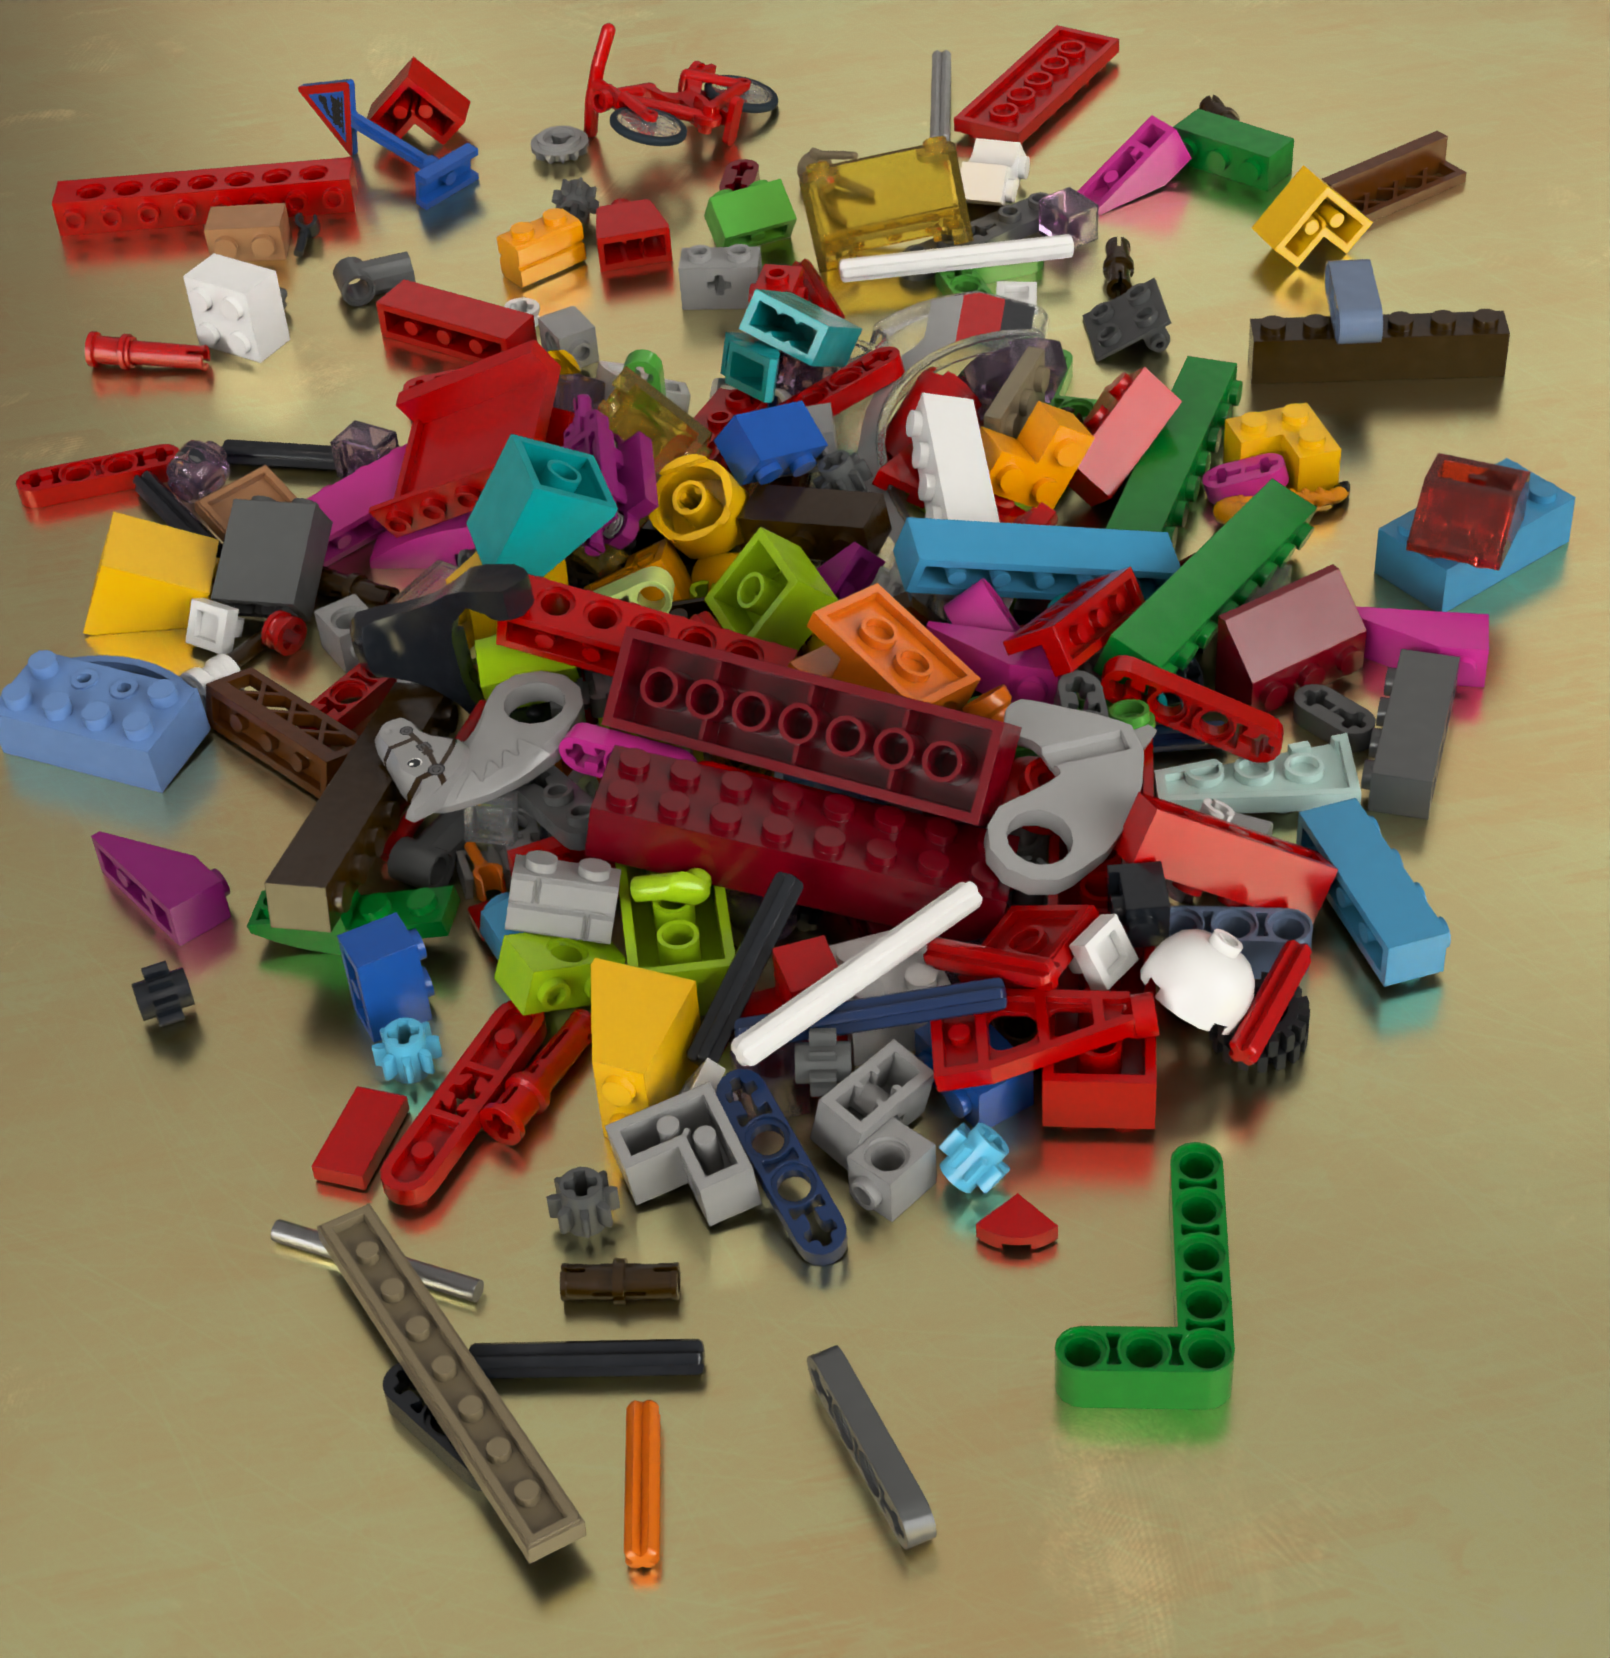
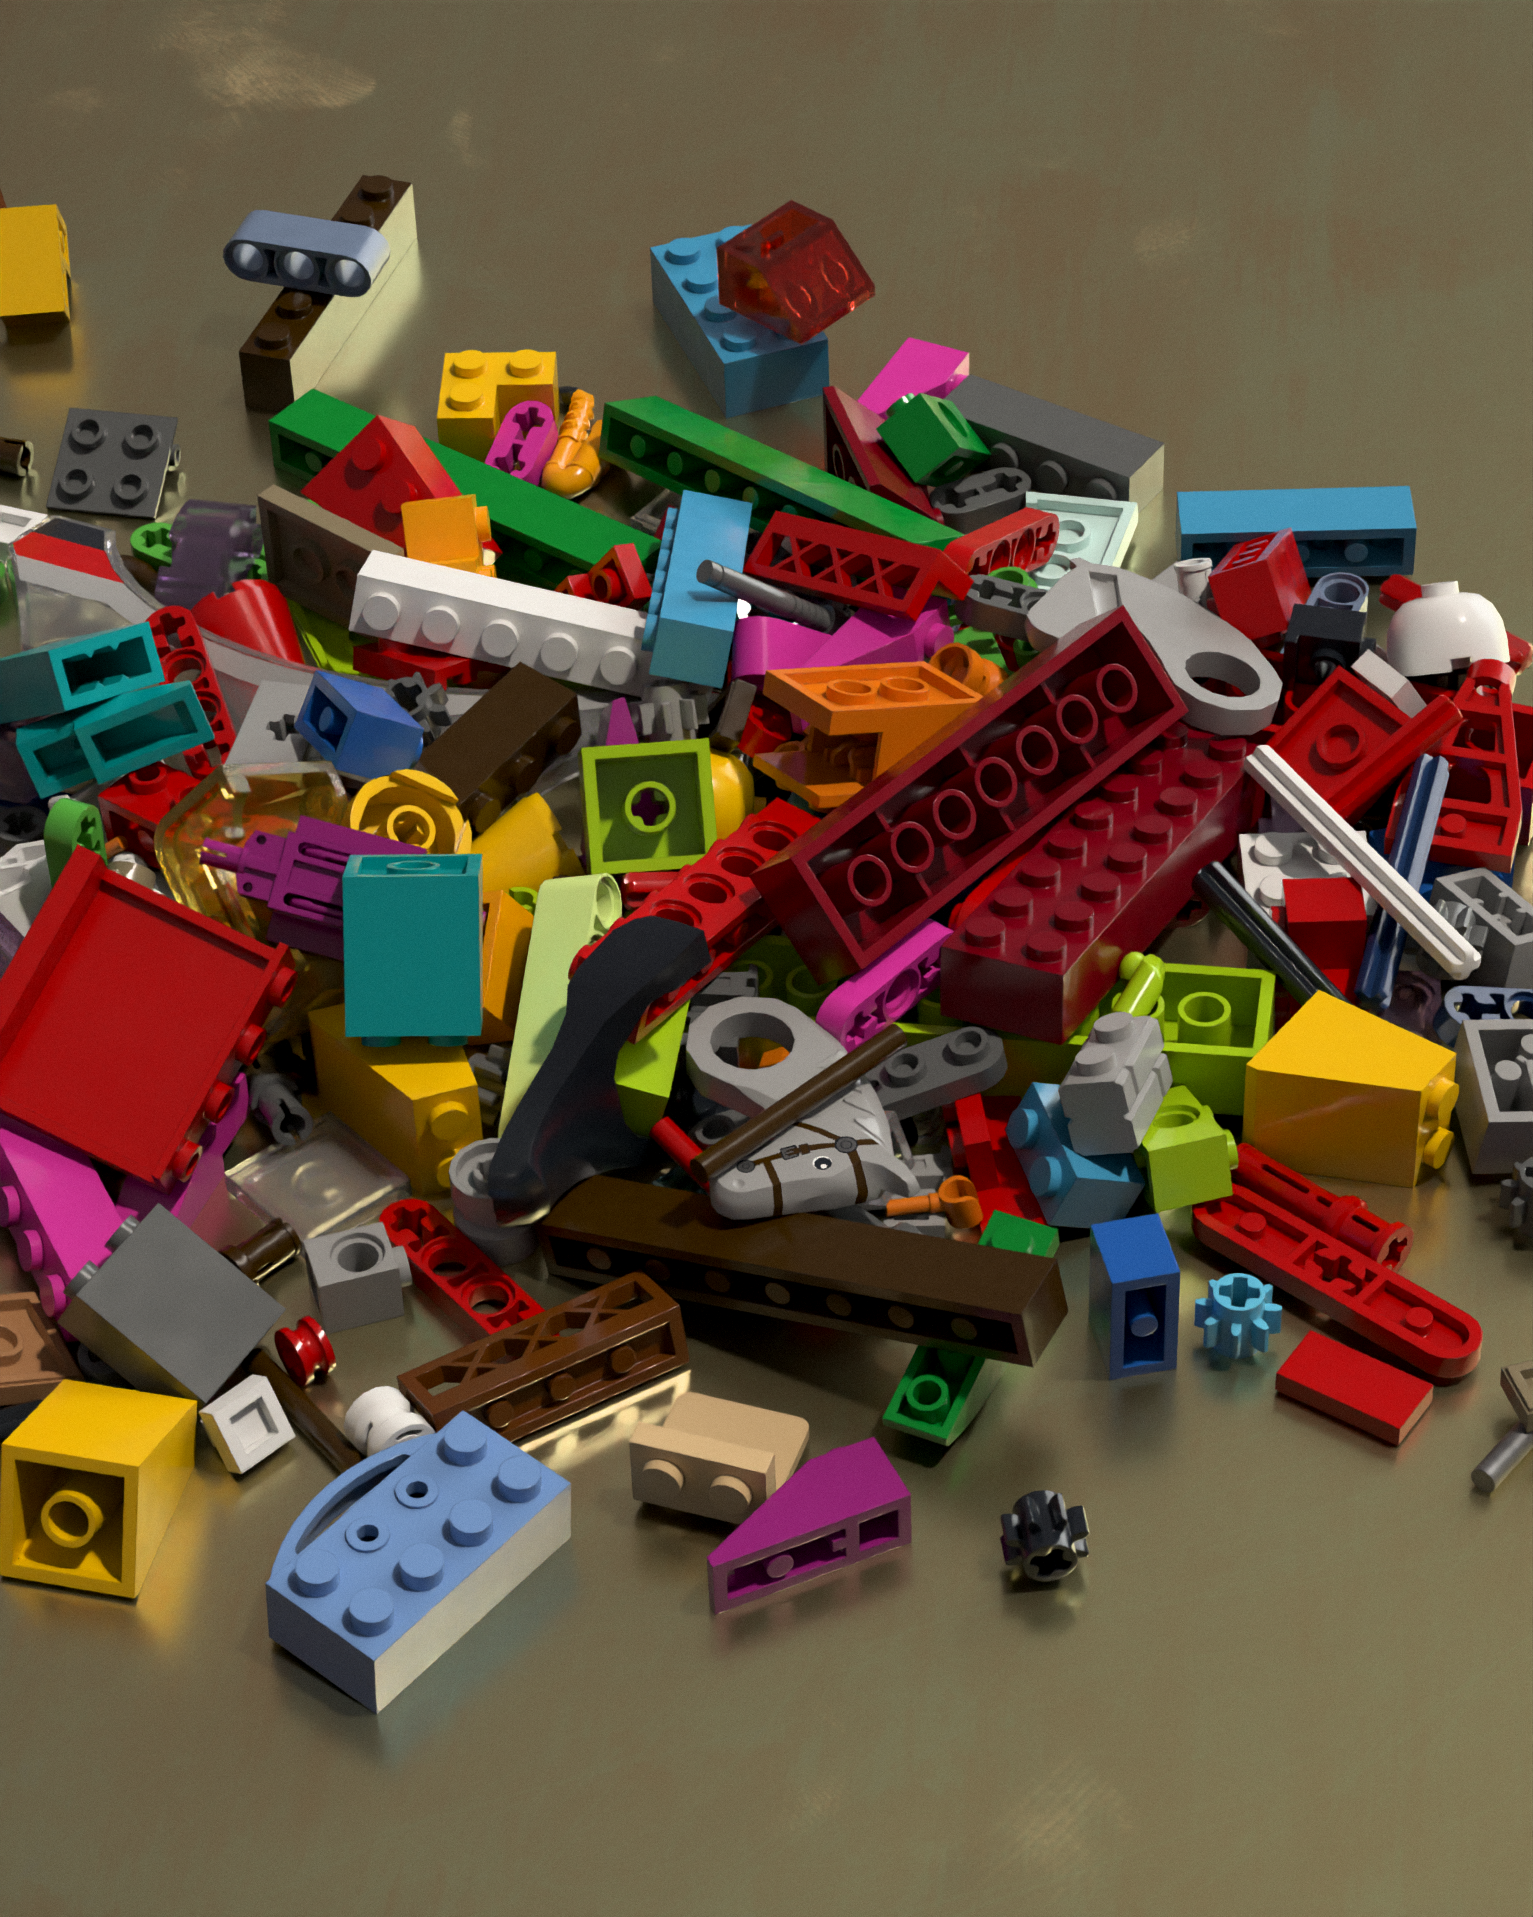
camera: 75 degrees left, 0 degrees up
(219, 832) = (715, 1457): none -> tan bracket
(464, 733) = (798, 1103): none -> dark brown bar
(998, 571) = (822, 619): none -> dark grey piece
(1317, 651) = (932, 439): none -> green brick

